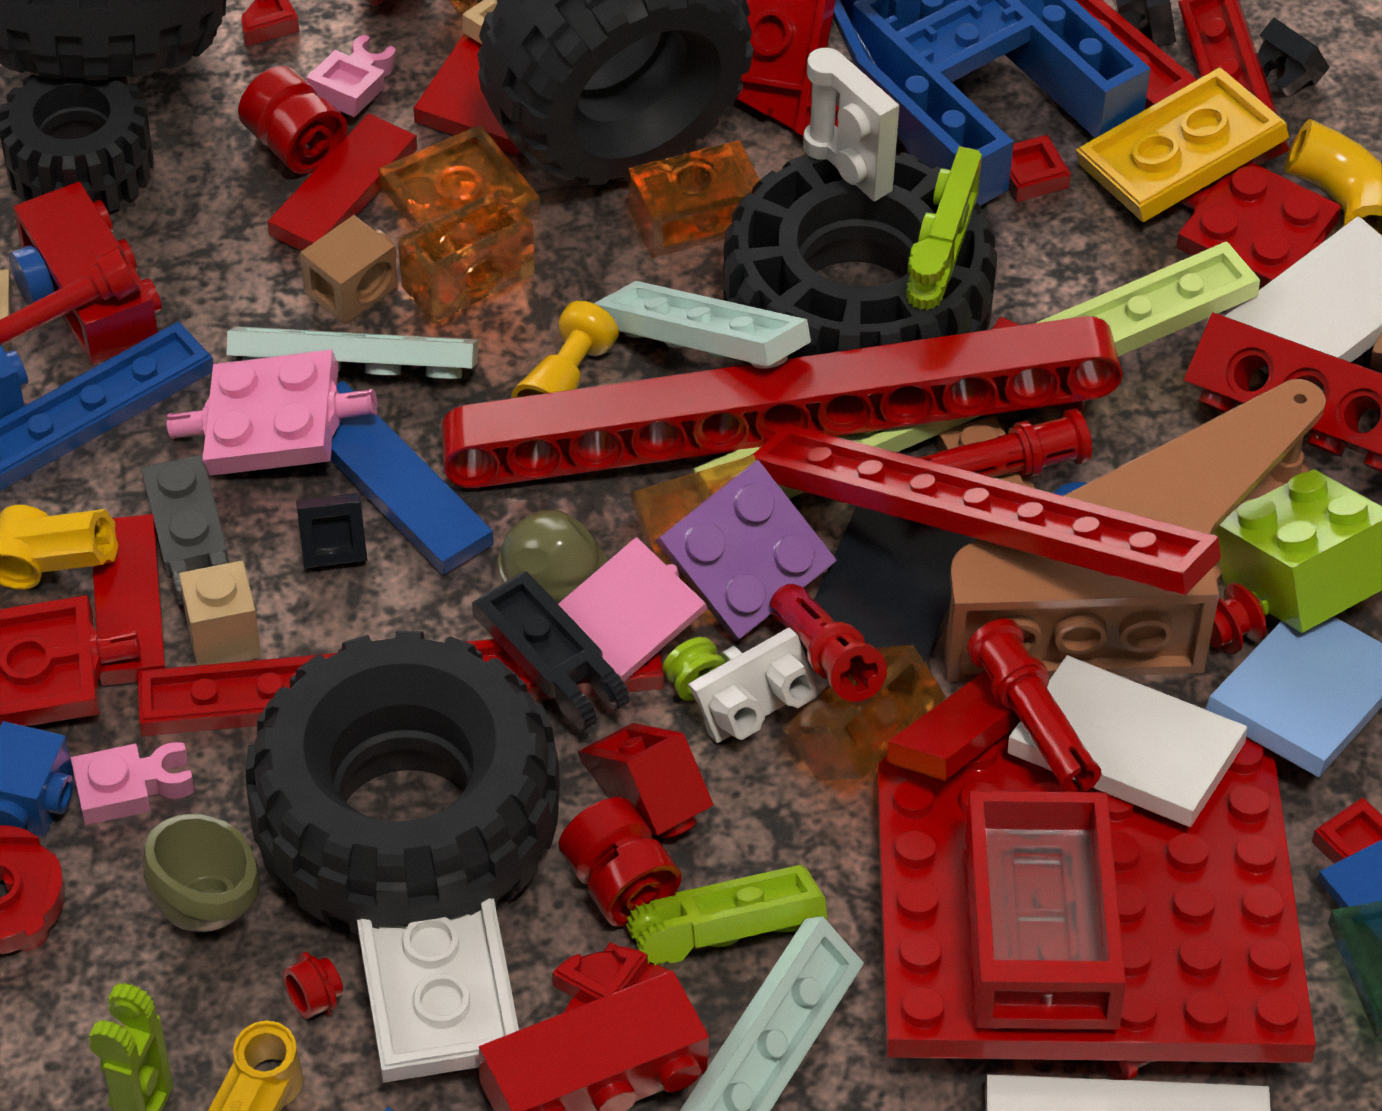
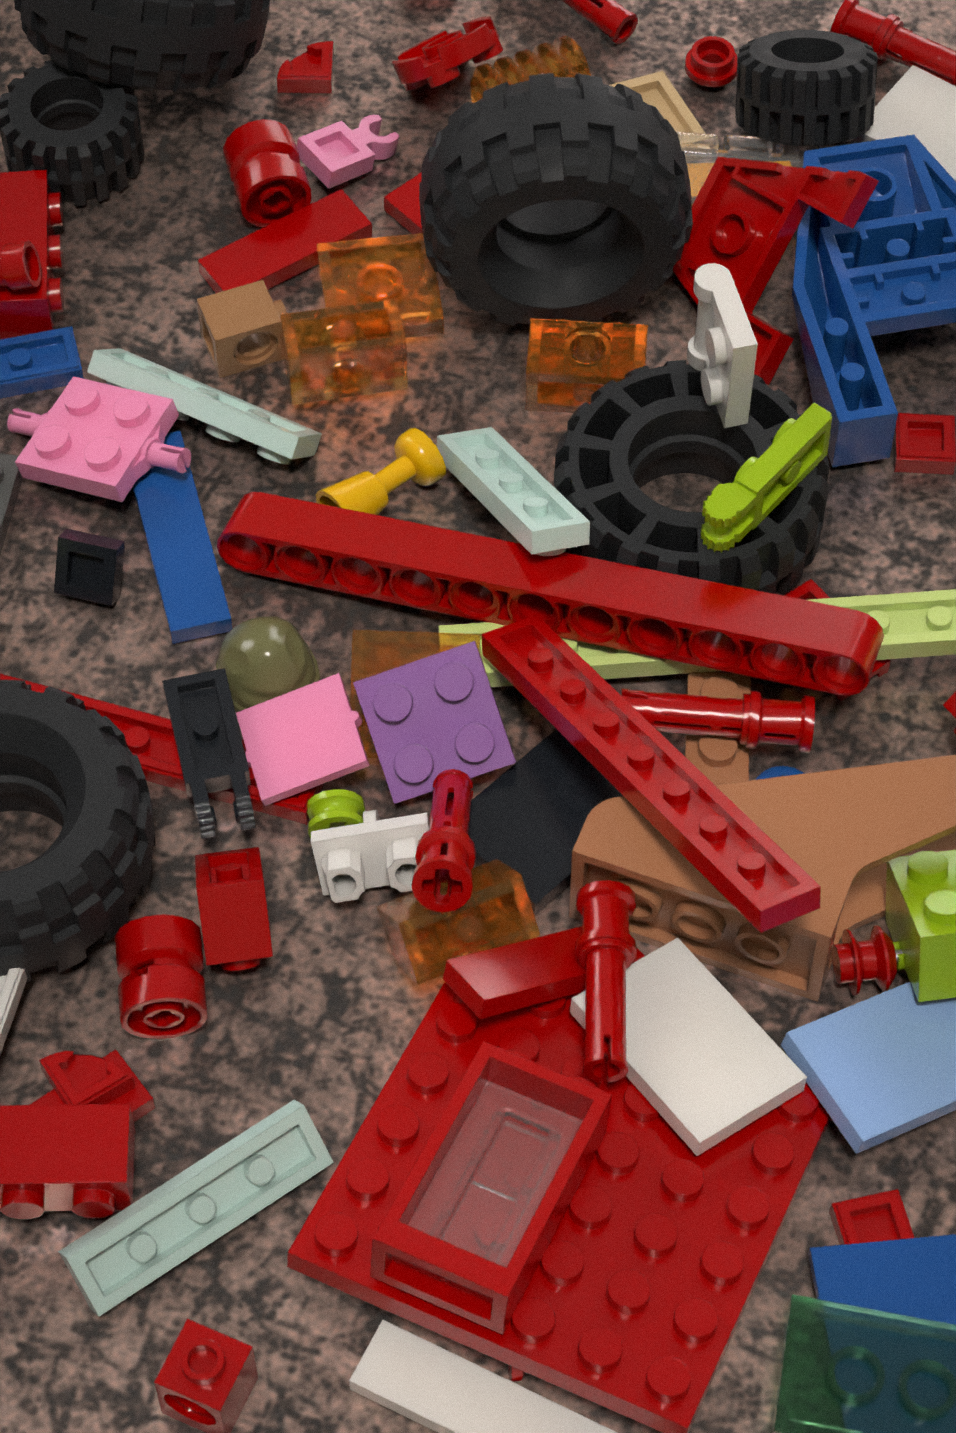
camera: 25 degrees right, 5 degrees up
(725, 913) = (231, 1064): lime hinge -> none

